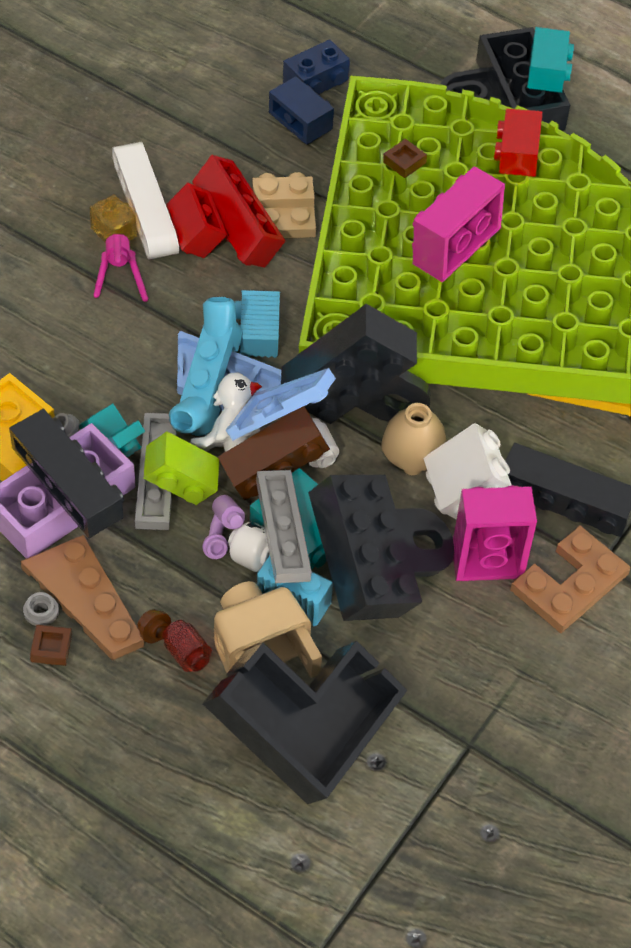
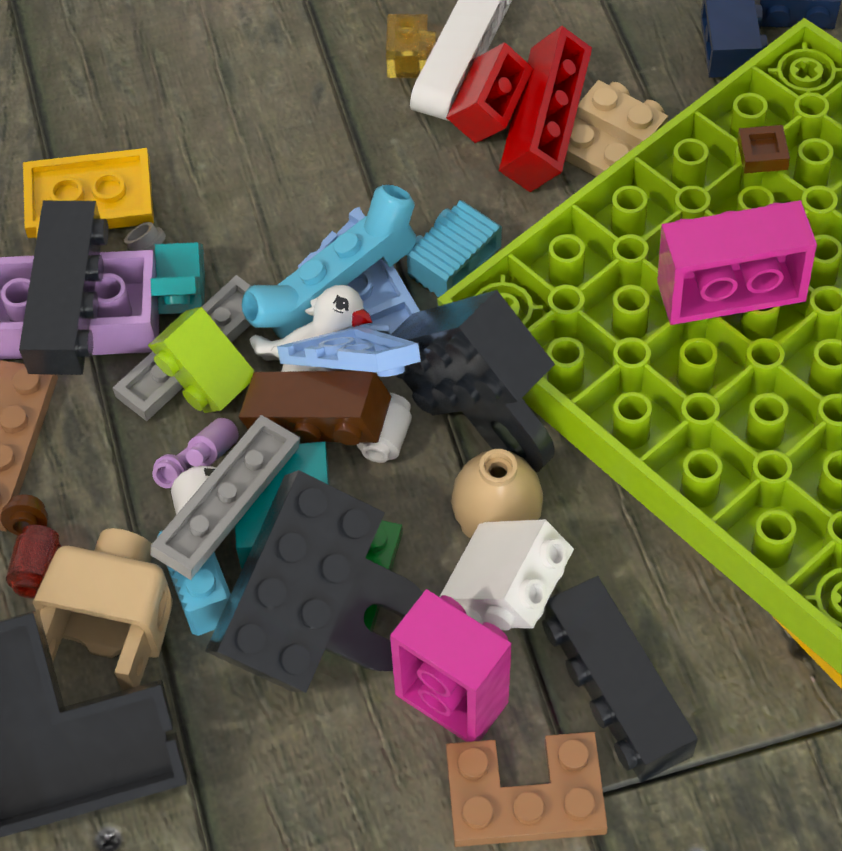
camera: 45 degrees right, 5 degrees up
(118, 254) = (379, 84): dark pink plant -> none

